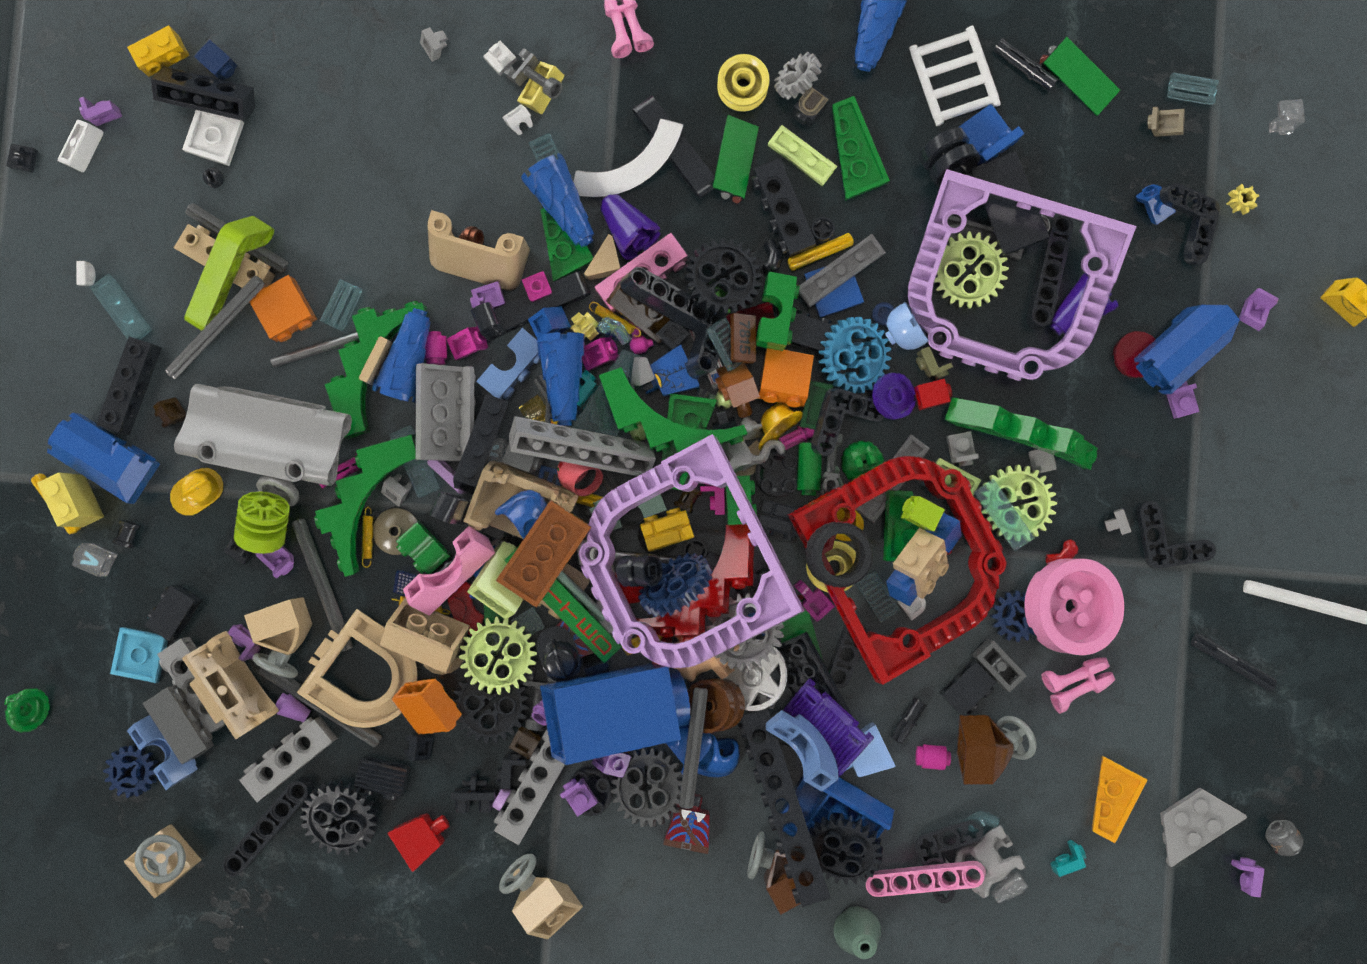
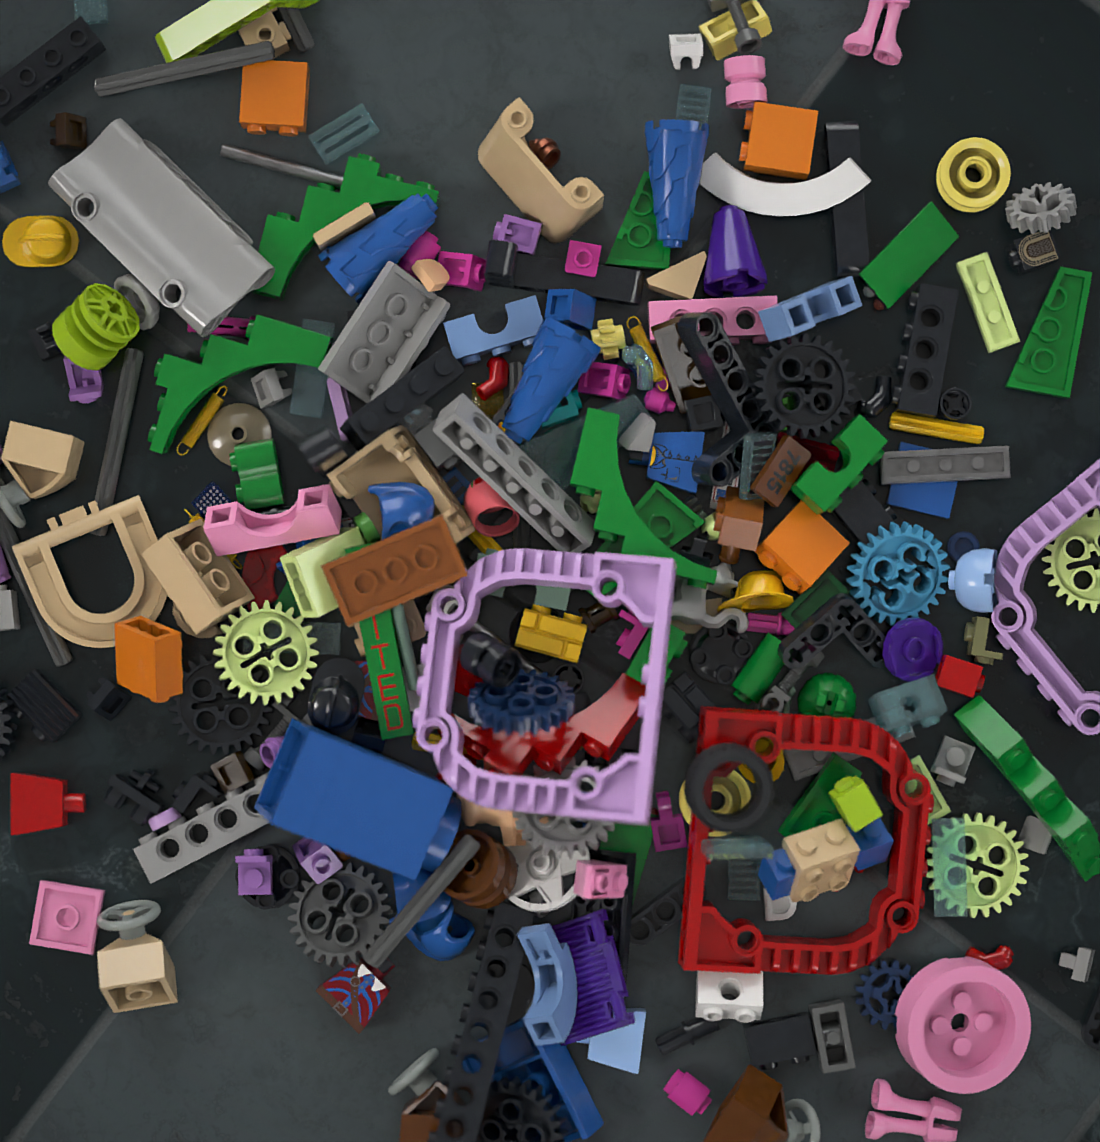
camera: 30 degrees right, 0 degrees up
(449, 356) = (431, 274): none -> light nougat tile
(480, 898) = (66, 917): none -> bright pink tile
(510, 538) = (366, 527): none -> bright green tile
(533, 395) = (497, 378): none -> red arm
(565, 112) = (745, 77): none -> bright pink wheel
(611, 137) = (779, 140): none -> orange brick
(696, 227) = (810, 308): none -> medium blue arch
(795, 662) = (600, 879): none -> bright pink slope
(868, 589) = (736, 848): none -> clear light blue tile
(915, 694) = (744, 986): none -> white brick
(917, 419) = (920, 693): none -> clear light blue brick

